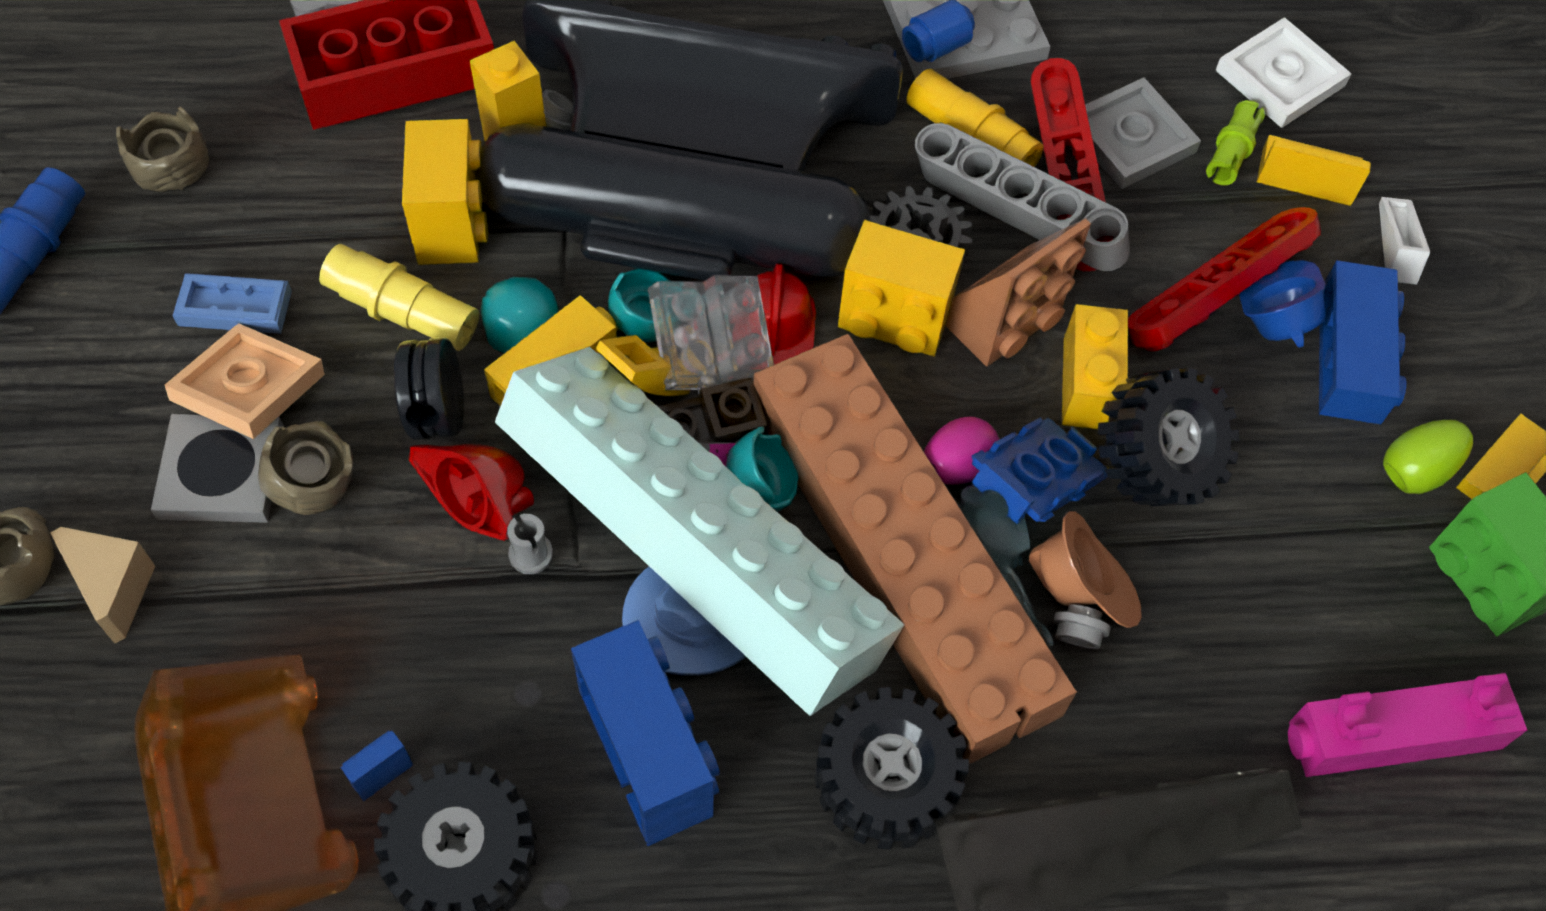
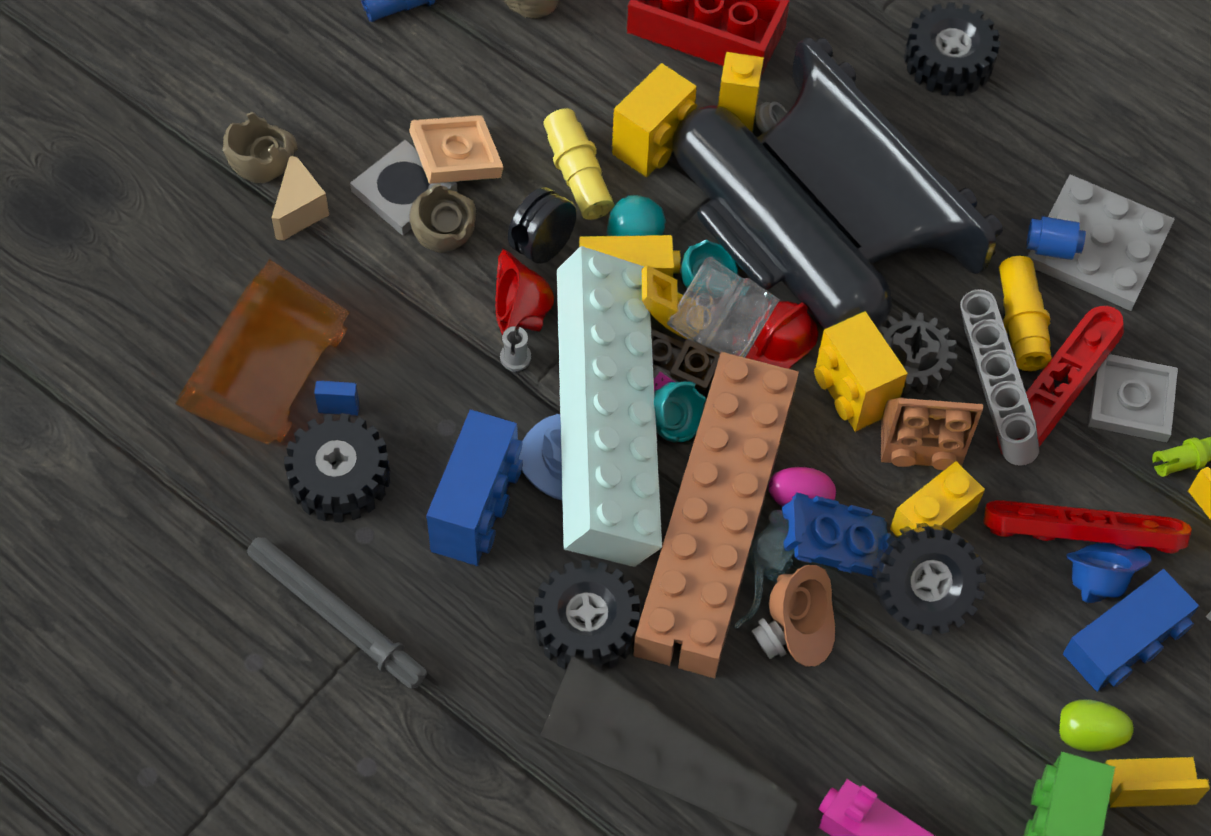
camera: 45 degrees right, 0 degrees up
(228, 300) = (492, 101): medium blue plate -> none

